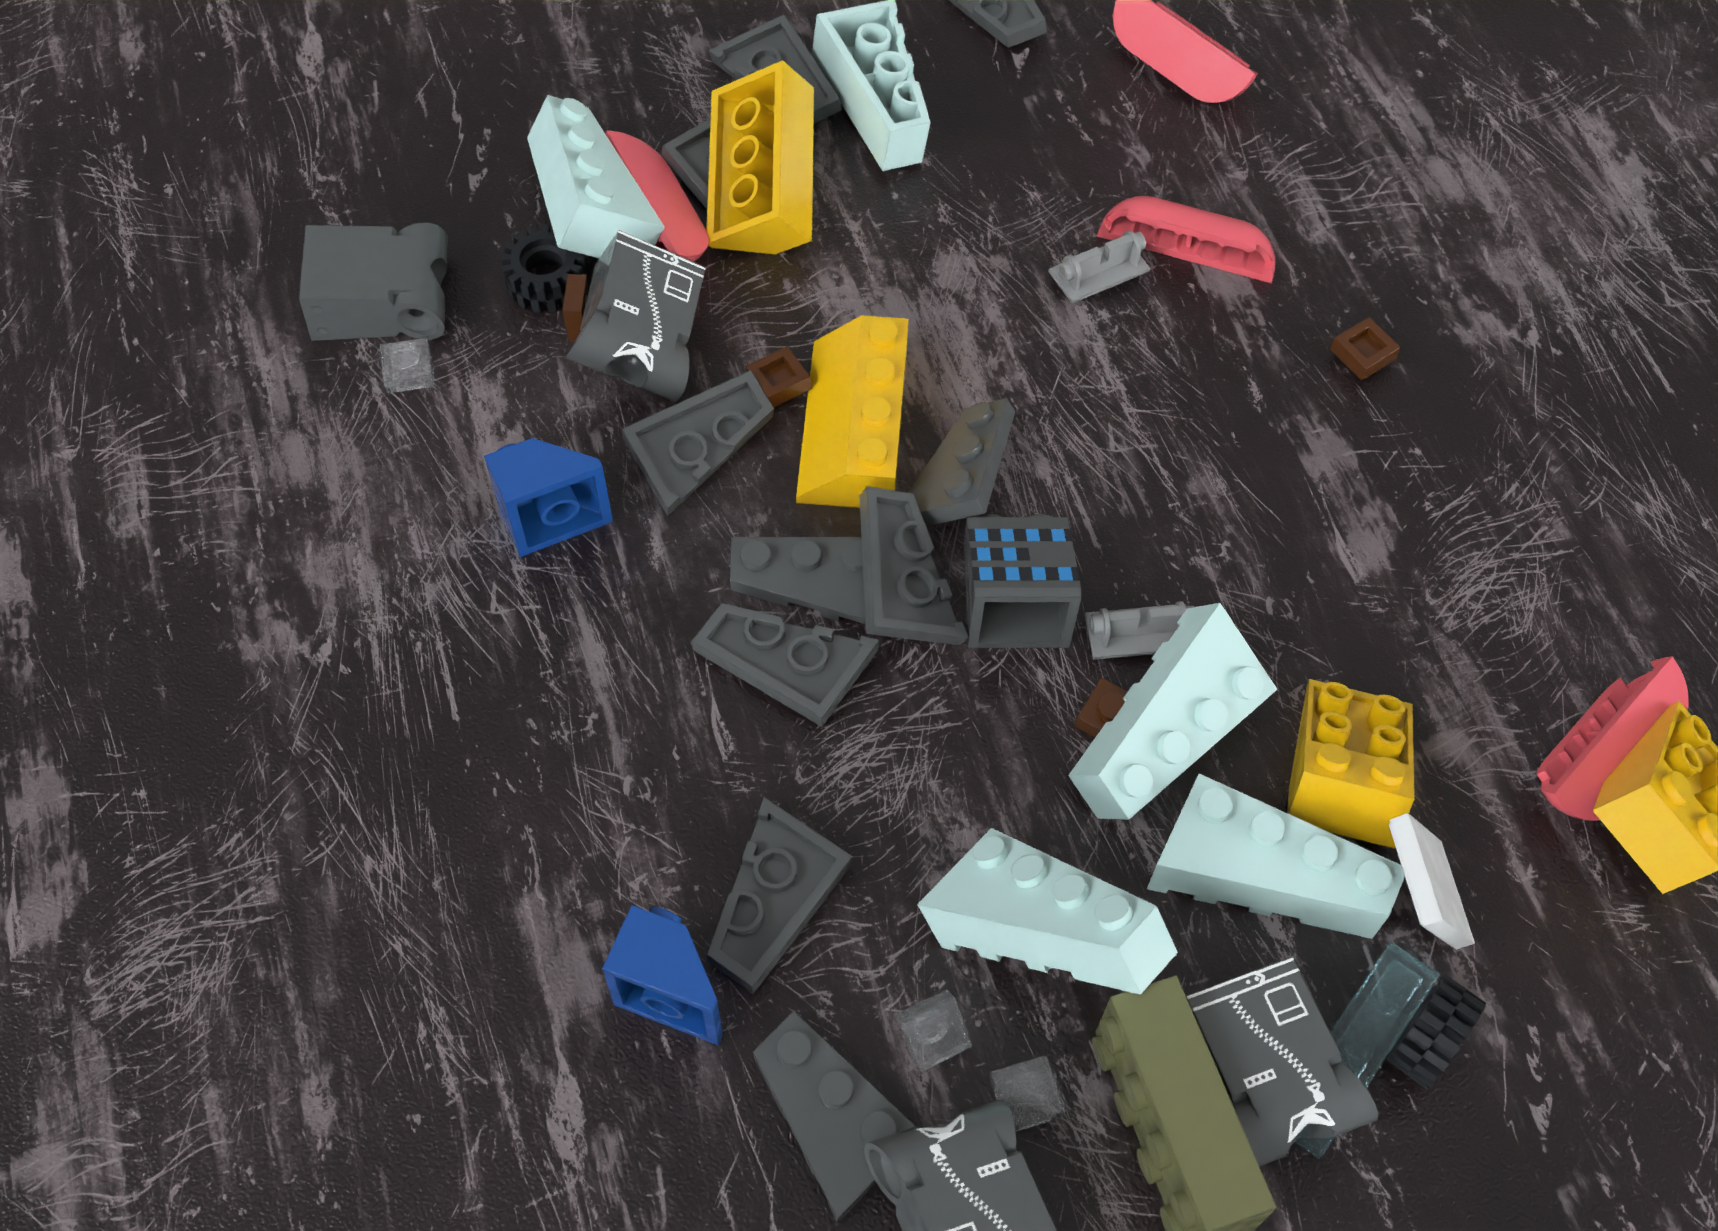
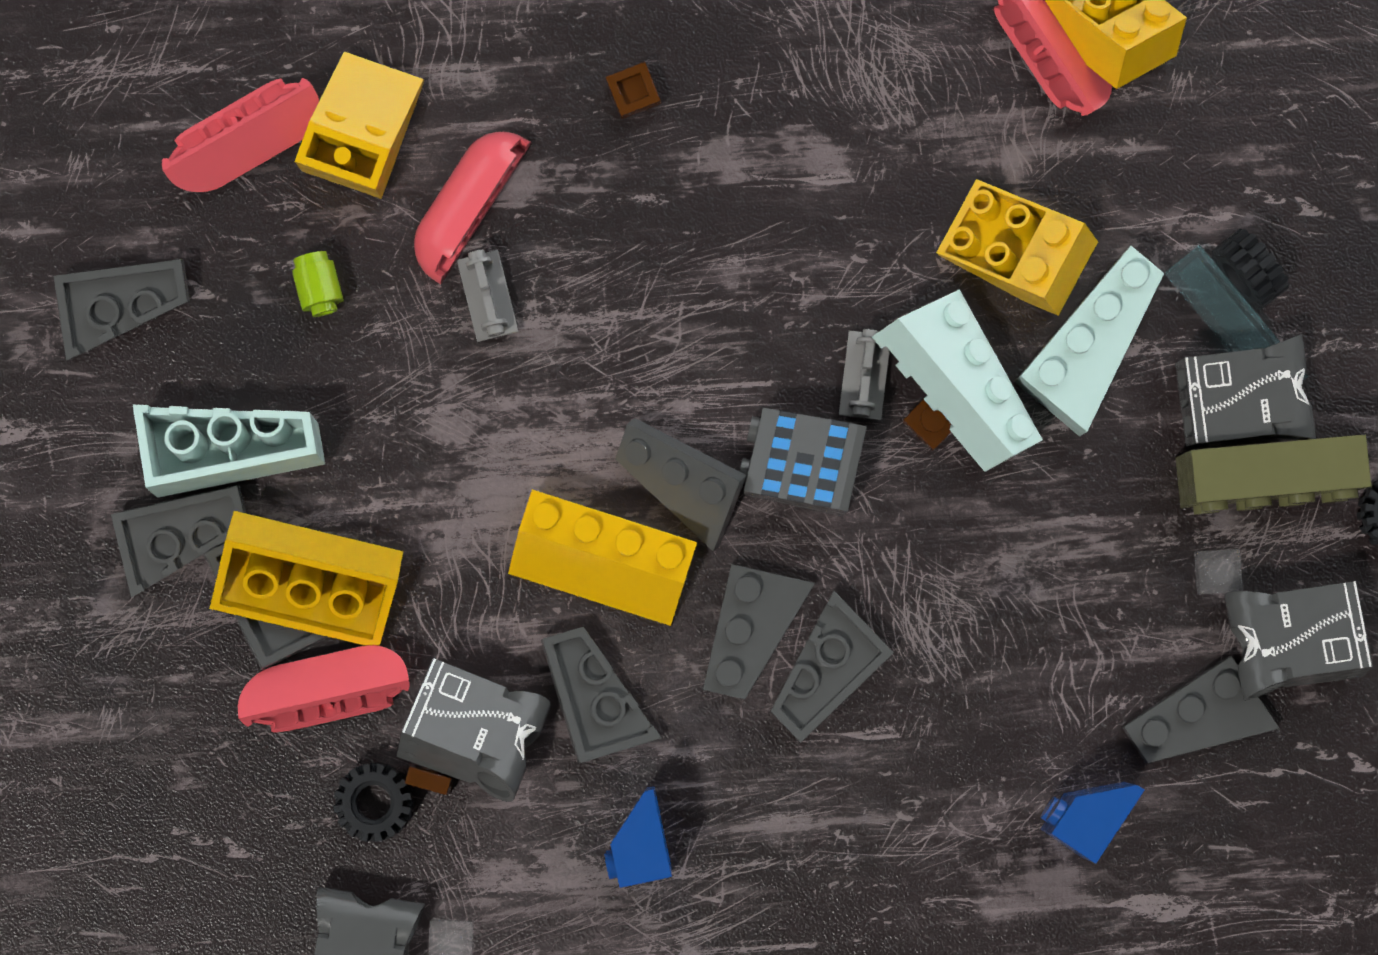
camera: 75 degrees left, 25 degrees up
(586, 181) = (299, 748): light aqua wedge -> none
(776, 893) = (1030, 721): dark grey wing -> none
(780, 376) = (547, 614): reddish brown plate -> none
(899, 574) = (781, 558): dark grey wing -> none
(934, 1030) = (1162, 628): clear plate -> none
(1049, 914) = (1105, 535): light aqua wedge -> none
(1060, 128) = (317, 283): none -> lime brick
(1228, 128) = (359, 125): none -> yellow slope
(1430, 882) = (1140, 229): white tile -> none

